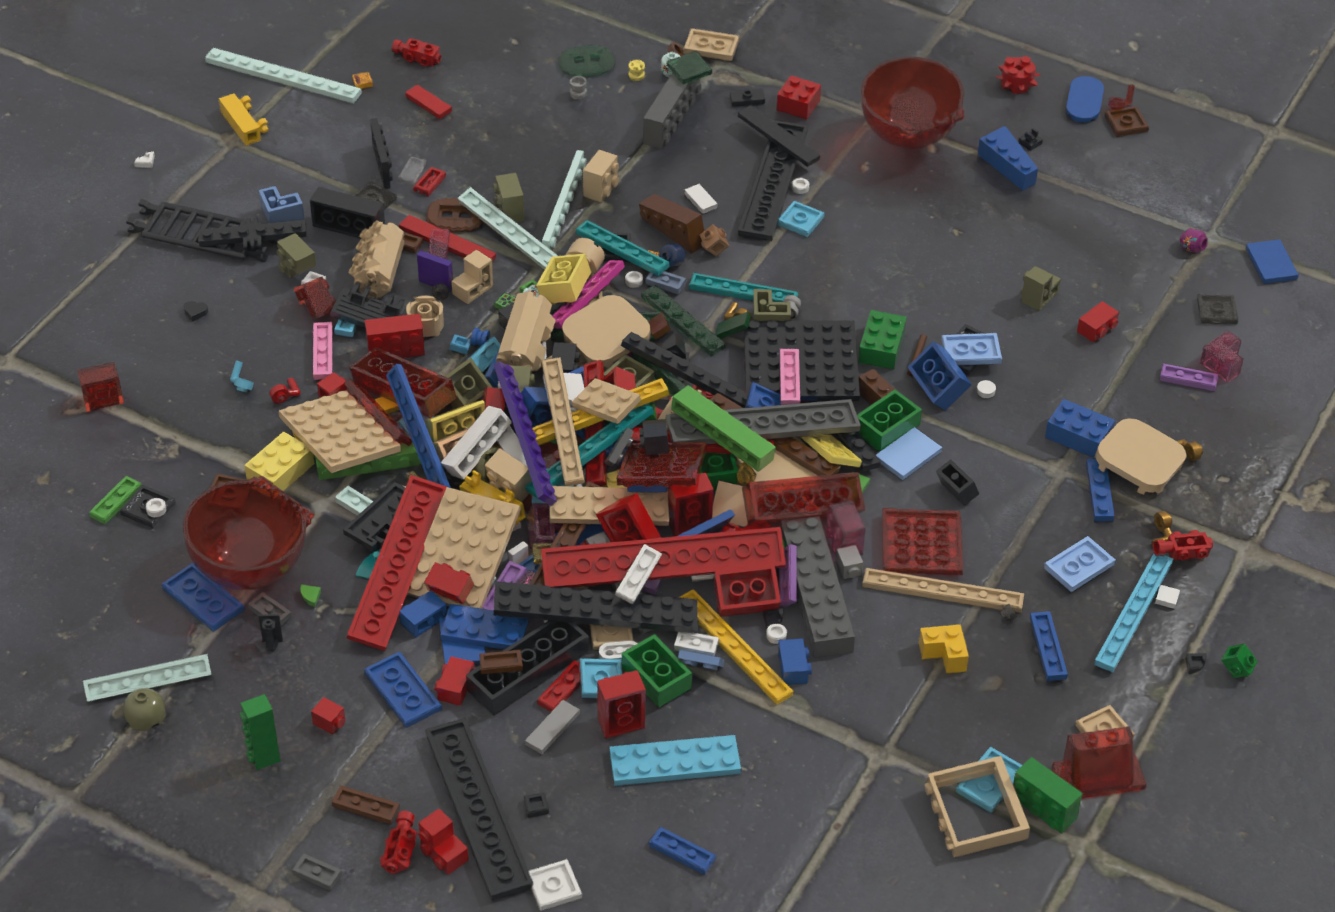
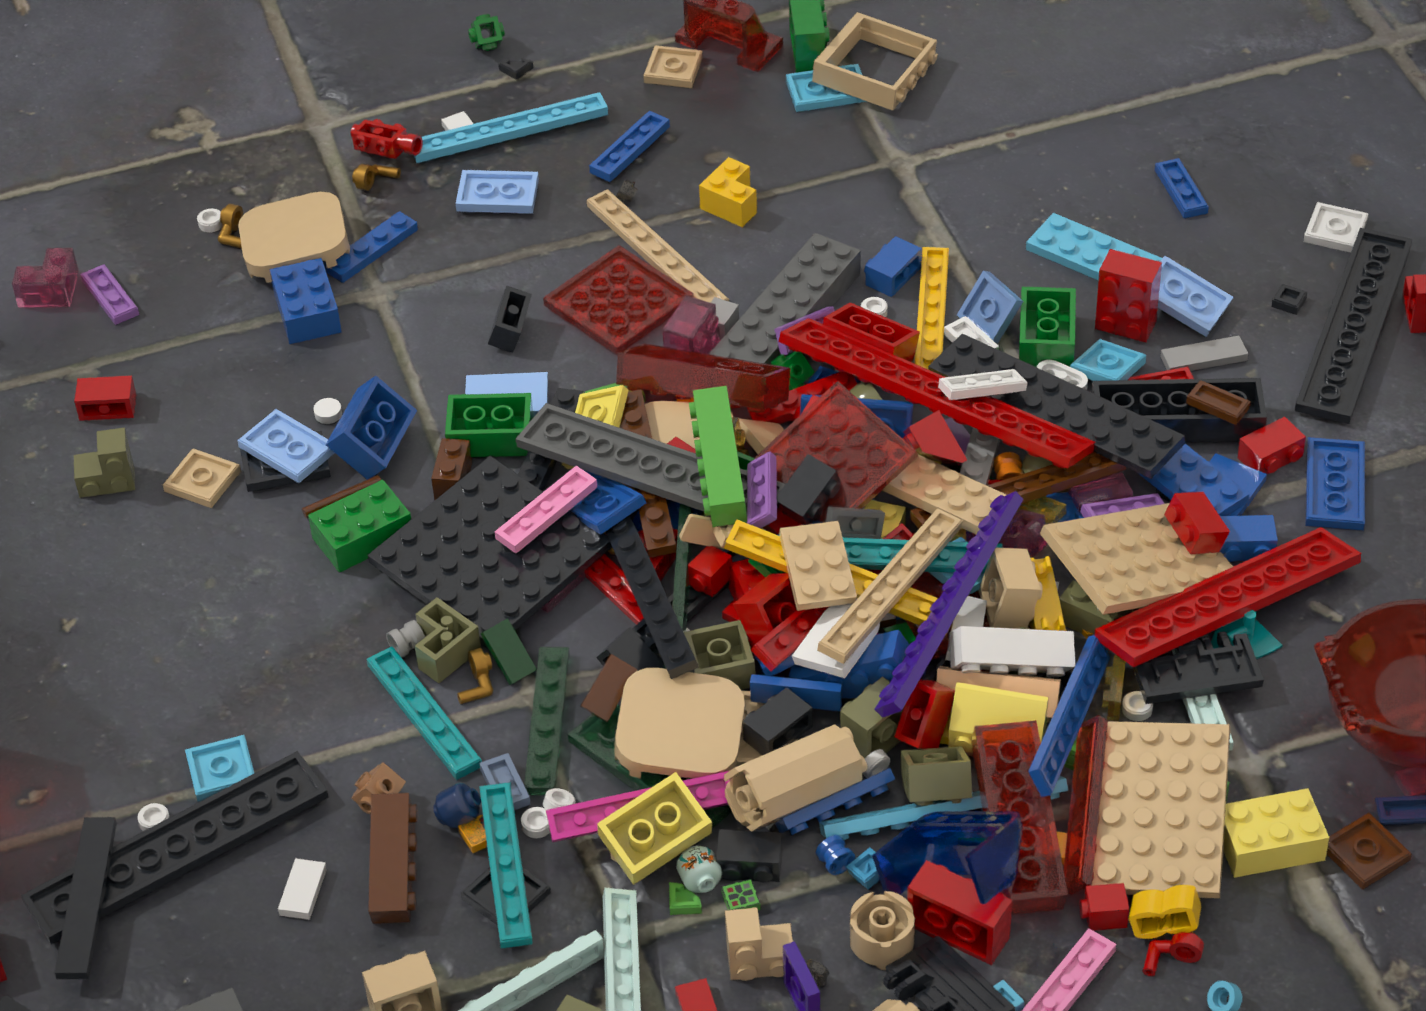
camera: 135 degrees left, 0 degrees up
(298, 392) = (1165, 911): none -> yellow brick
(438, 357) = (963, 842): none -> clear blue windscreen
(594, 254) = (582, 868): tan brick -> none
(595, 748) = (1190, 297): none -> light blue plate
(632, 288) = (557, 798): none -> white tile
(678, 421) = (762, 490): none -> medium lavender tile
(997, 320) = (202, 478): none -> tan tile
(1209, 448) = (209, 220): none -> white tile

